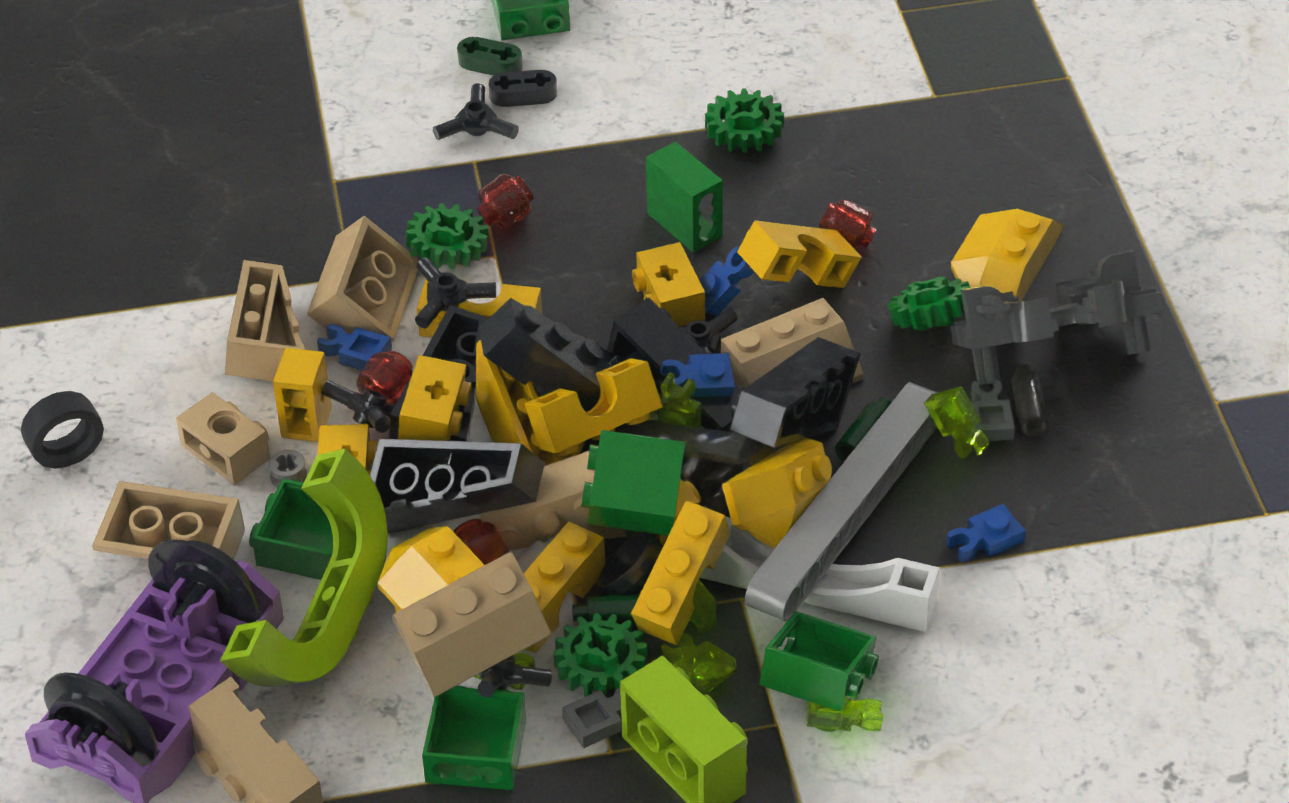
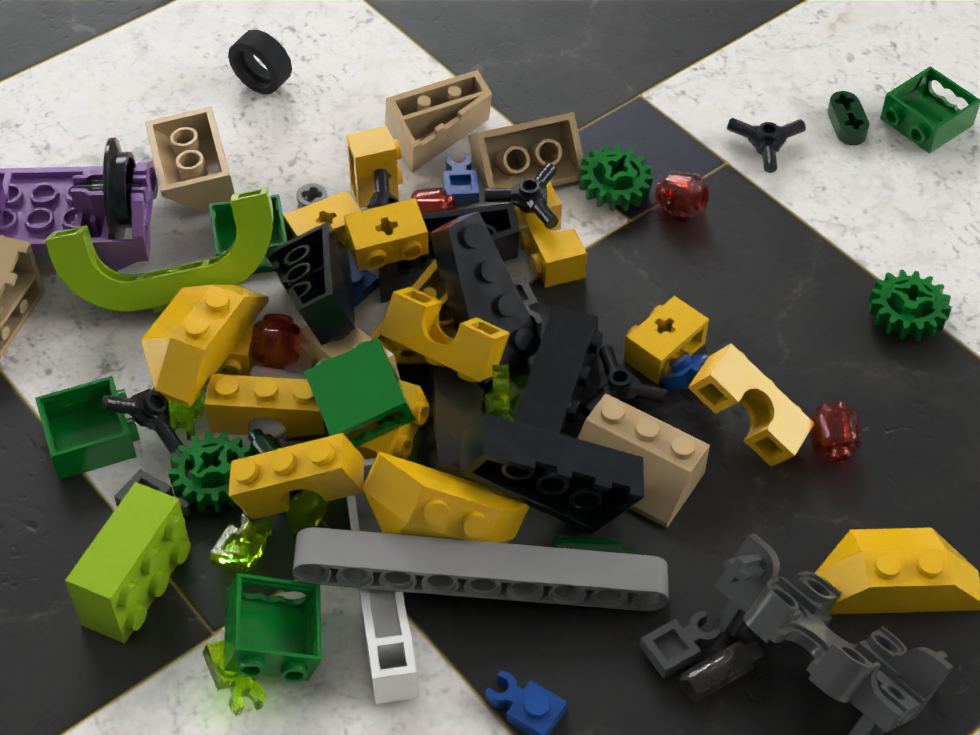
camera: 60 degrees right, 5 degrees up
(223, 438) = (315, 149): tan brick -> none
(472, 624) = (145, 356): tan slope -> none
(522, 88) = (829, 152): black beam -> none
(674, 191) = (766, 298): green piece -> none
(709, 371) = (543, 397): blue plate -> none
(928, 304) = (783, 531): green gear -> none
(957, 416) = (636, 607): clear neon green plate -> none

